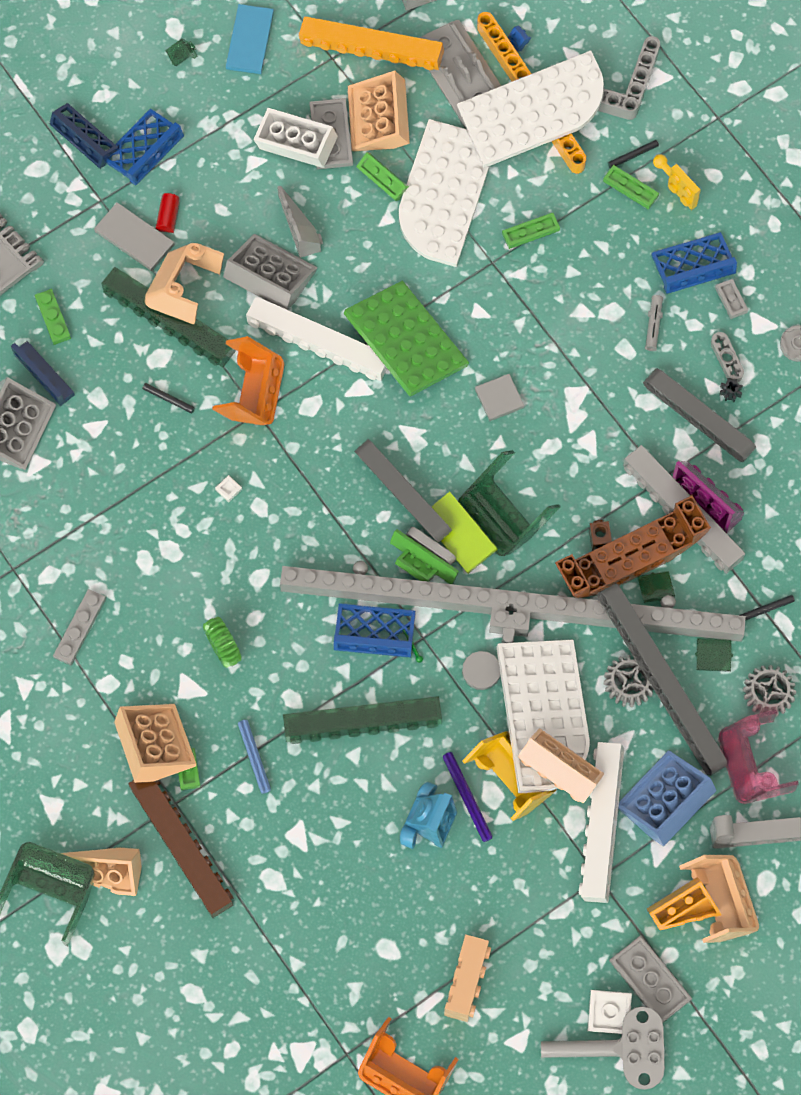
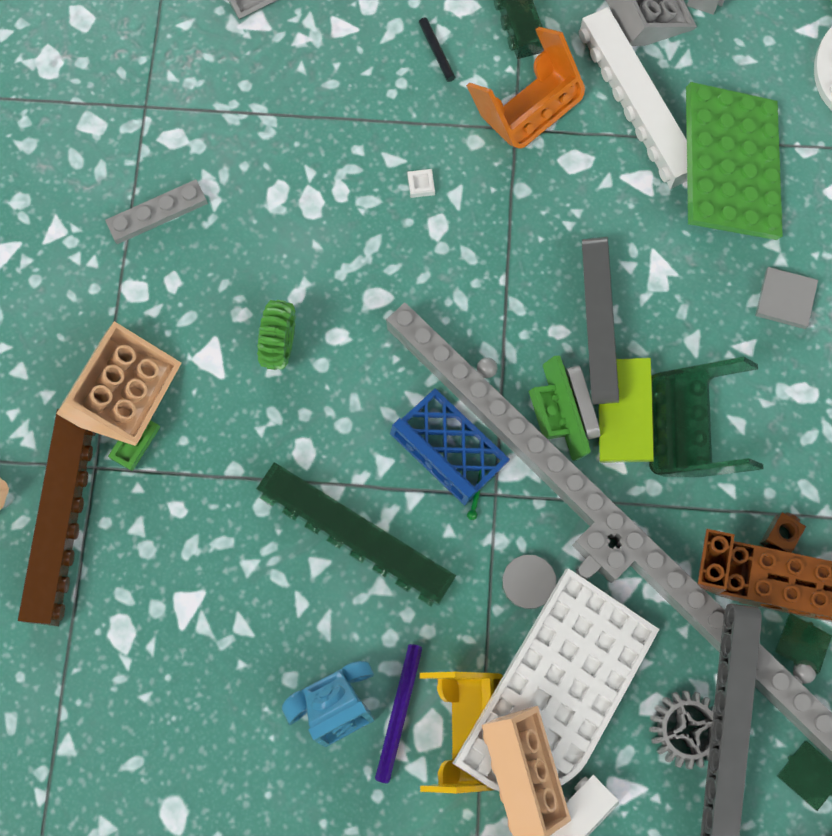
camera: 40 degrees right, 5 degrees up
(254, 756) = (212, 483): medium blue axle -> none

